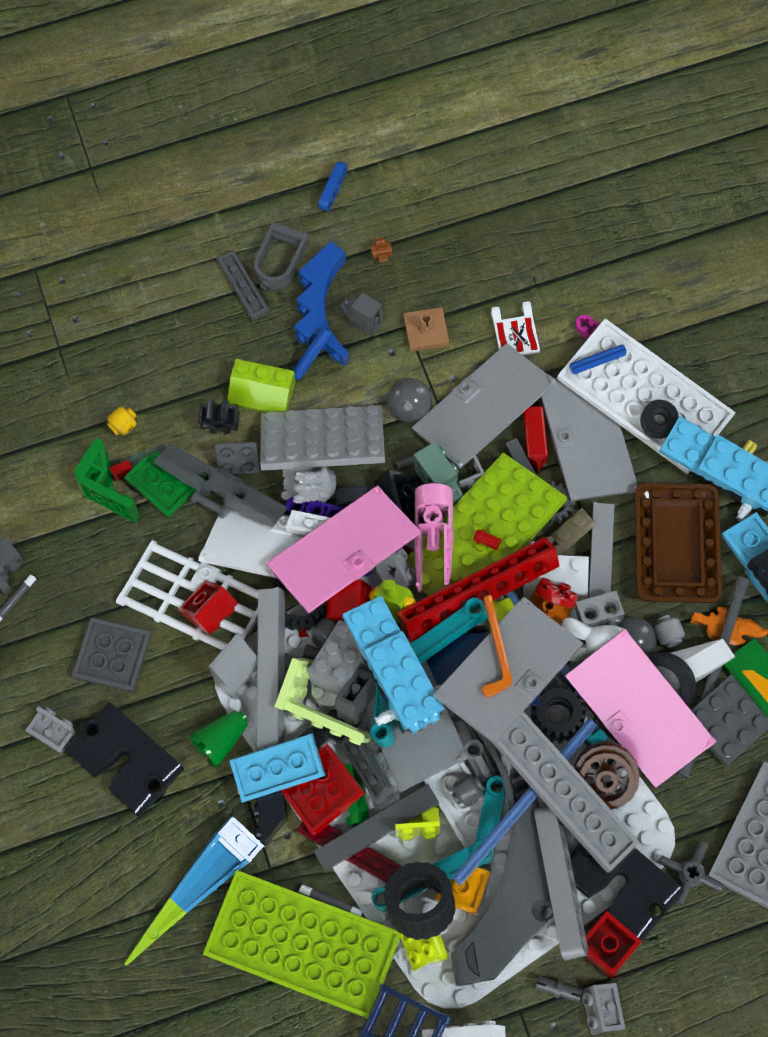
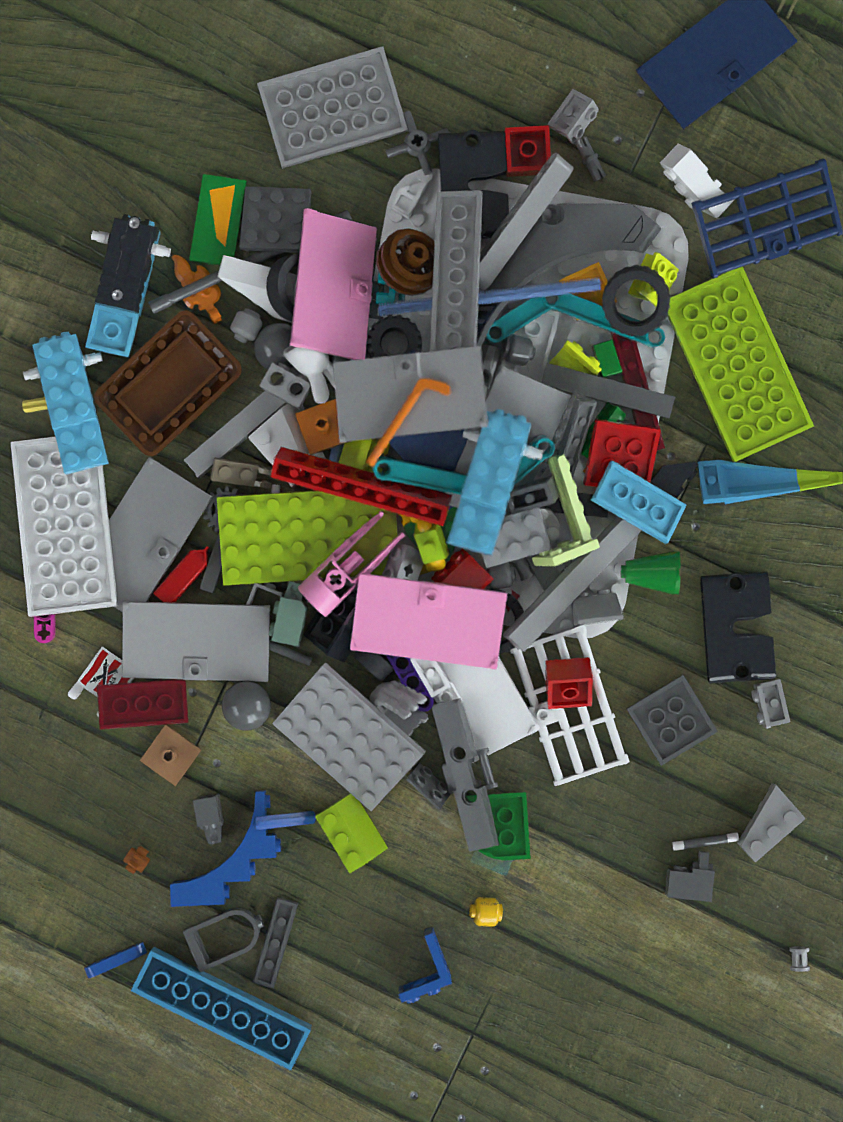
camera: 140 degrees left, 20 degrees up
(97, 484) = (543, 885): green bracket -> none
(115, 348) = (432, 983): none -> blue bracket
(121, 470) = (525, 868): red tile -> none
(219, 416) = (409, 836): black gear -> none
(237, 216) = (221, 1008): none -> dark azure brick
(308, 891) = (687, 376): dark grey bar -> none
(399, 850) = (608, 359): none -> green piece
(476, 339) = (142, 704): none -> dark red tile
(487, 539) = (312, 521): red pin -> none
(556, 593) = (305, 428): red tile -> none
(598, 359) = (72, 586): blue axle -> none
(655, 826) = (407, 199): none -> white tile
(663, 408) = (80, 503): black tyre -> none

